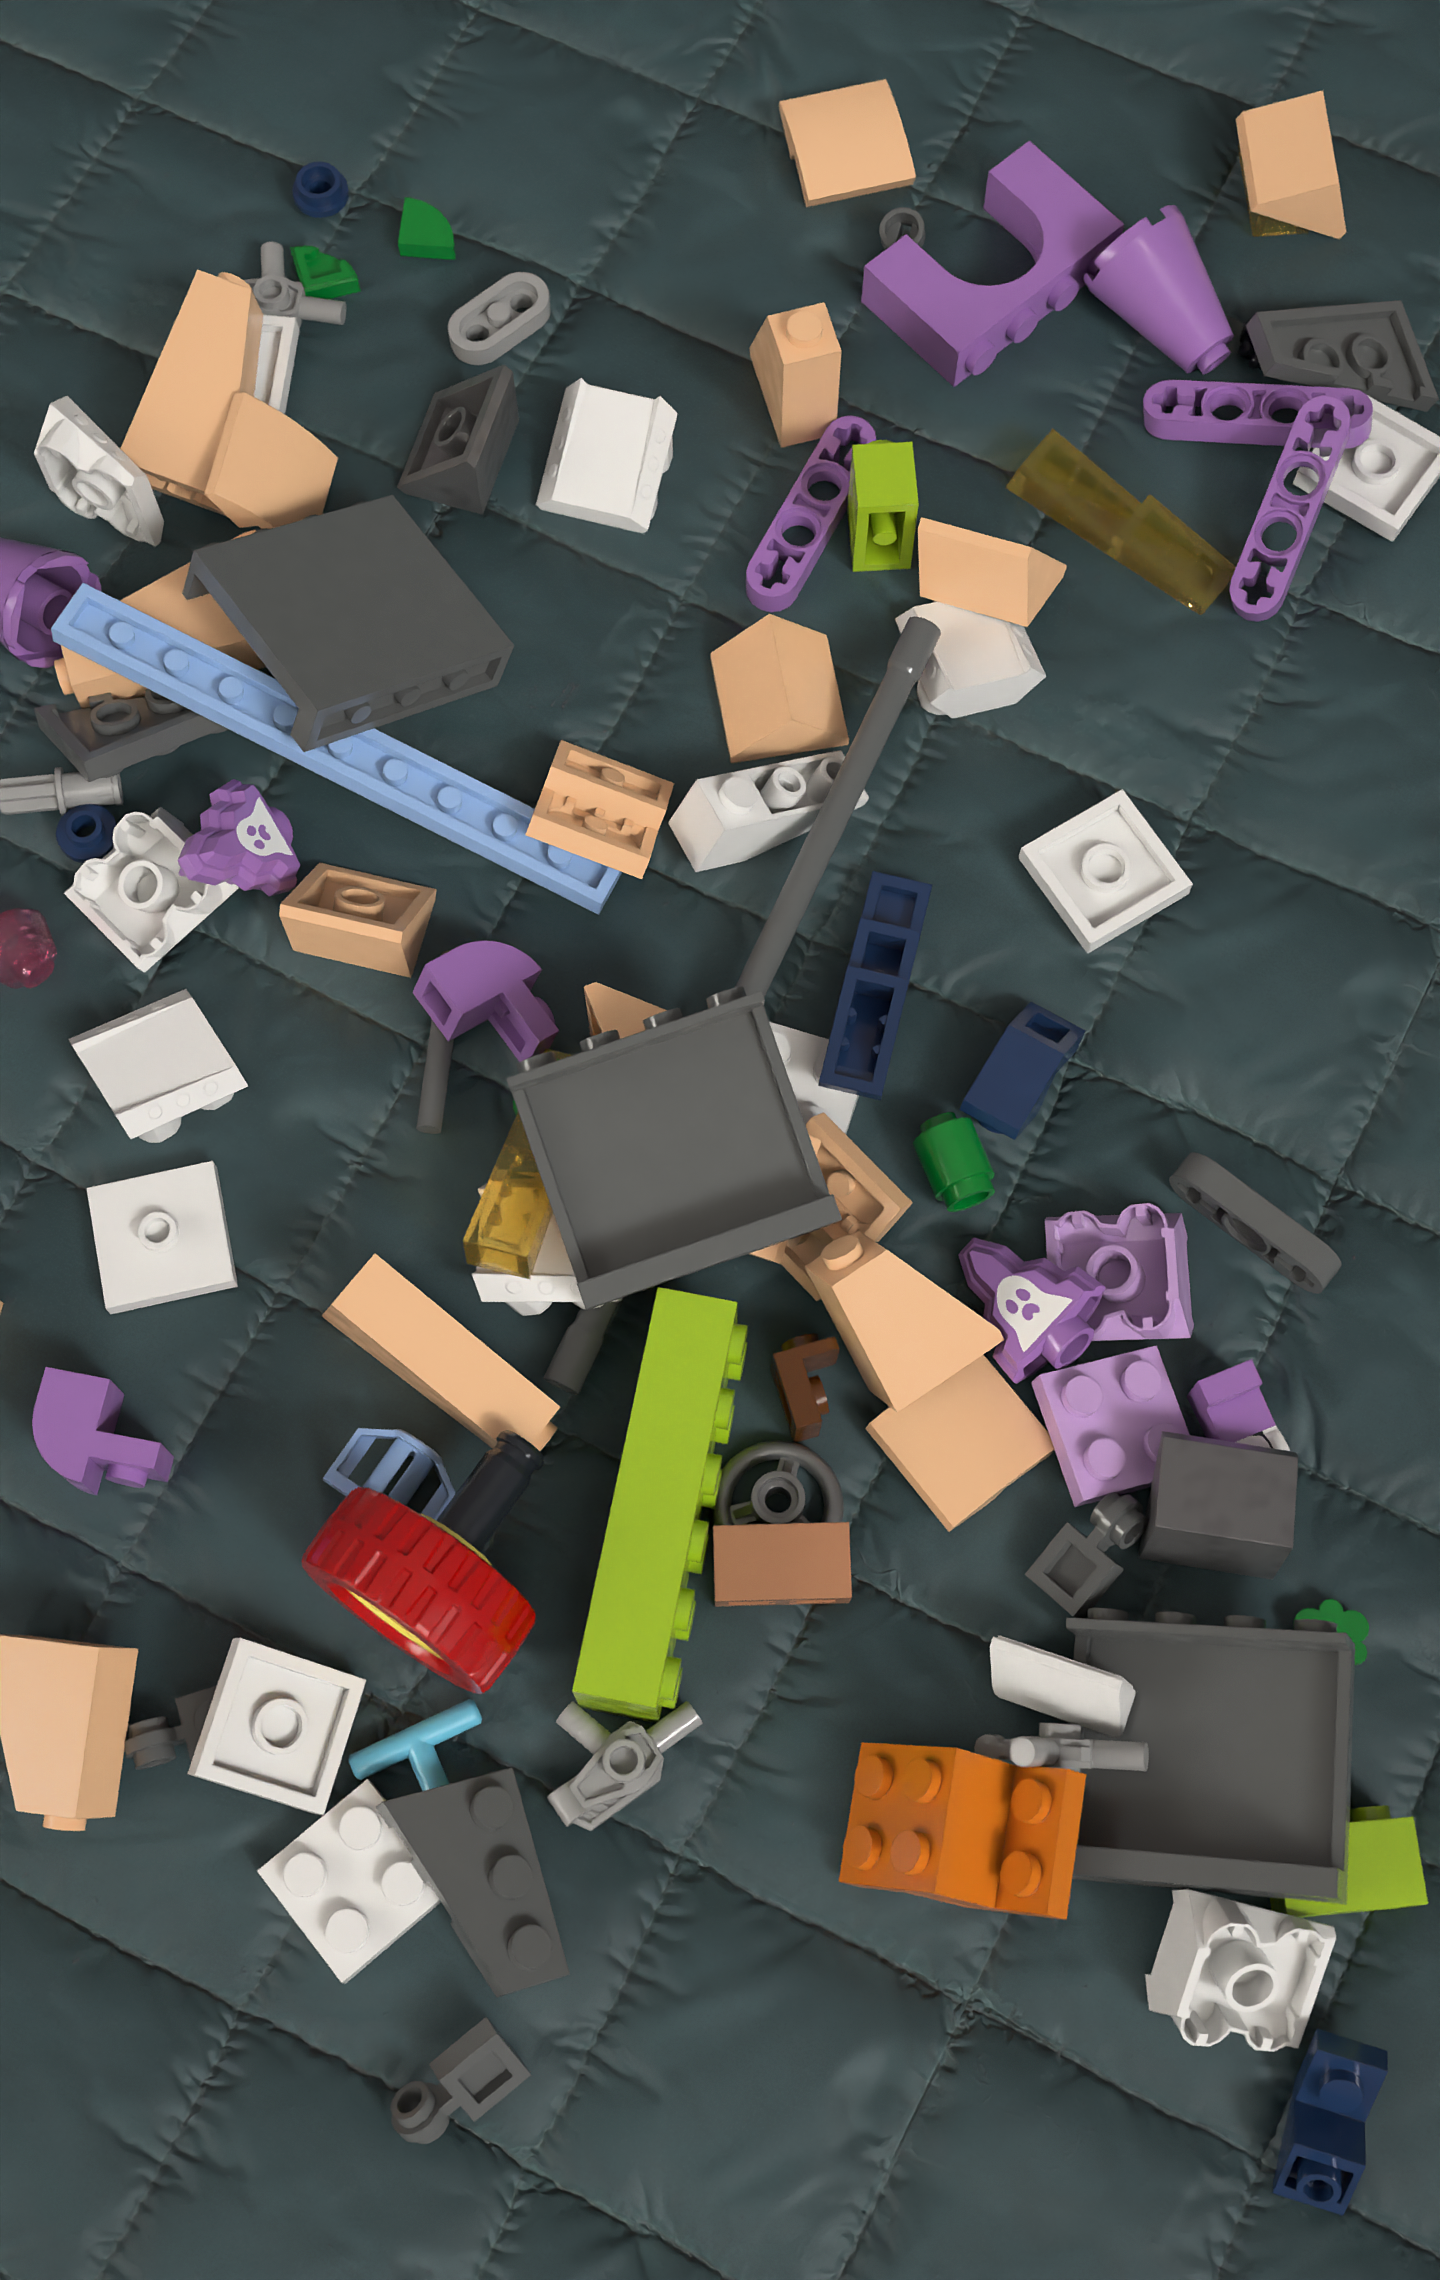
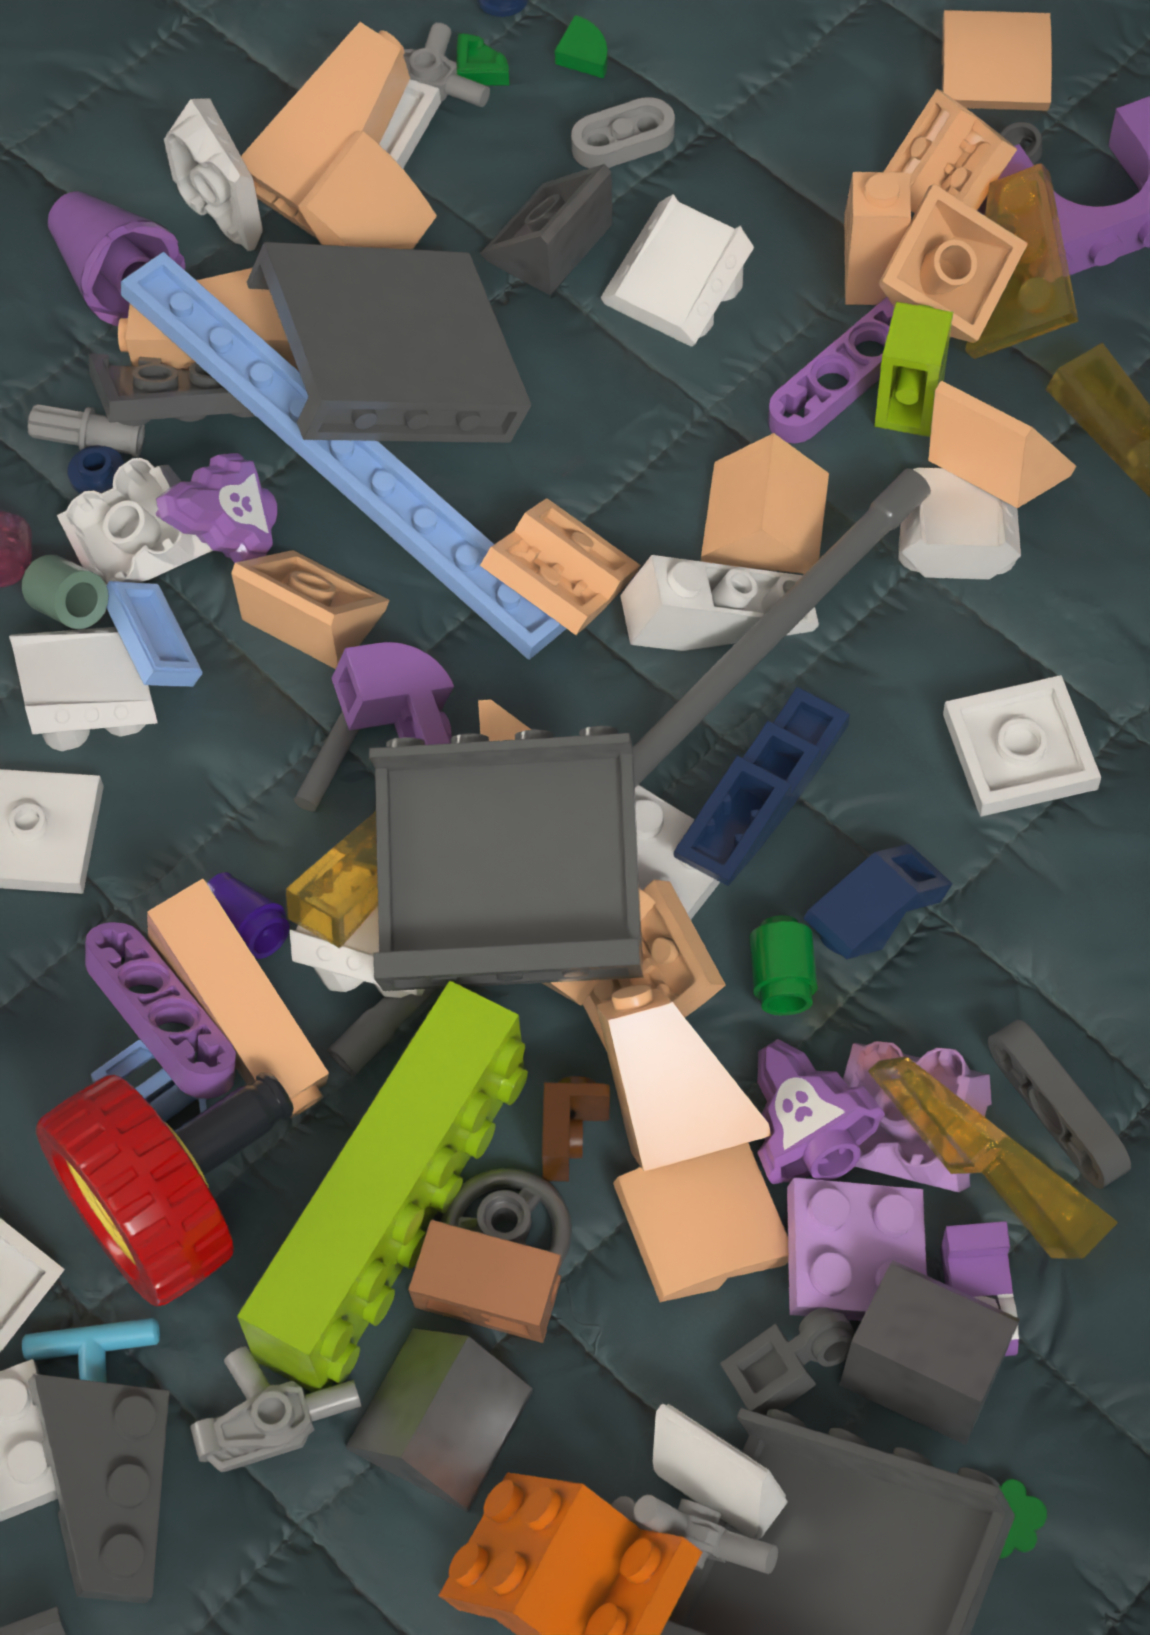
camera: 20 degrees right, 10 degrees down
(107, 976) = (65, 591): none -> sand green brick
(210, 995) = (151, 634): none -> light blue tile
(373, 1383) = (171, 1003): none -> medium lavender beam
(420, 1261) = (254, 916): none -> dark purple cone
(778, 1707) = (441, 1415): none -> flat silver slope
(846, 266) = (952, 152): none -> light nougat slope
(890, 386) = (952, 262): none -> light nougat slope
(951, 367) = (1040, 288): none -> clear yellow wing
(1199, 1298) = (967, 1142): none -> clear yellow slope

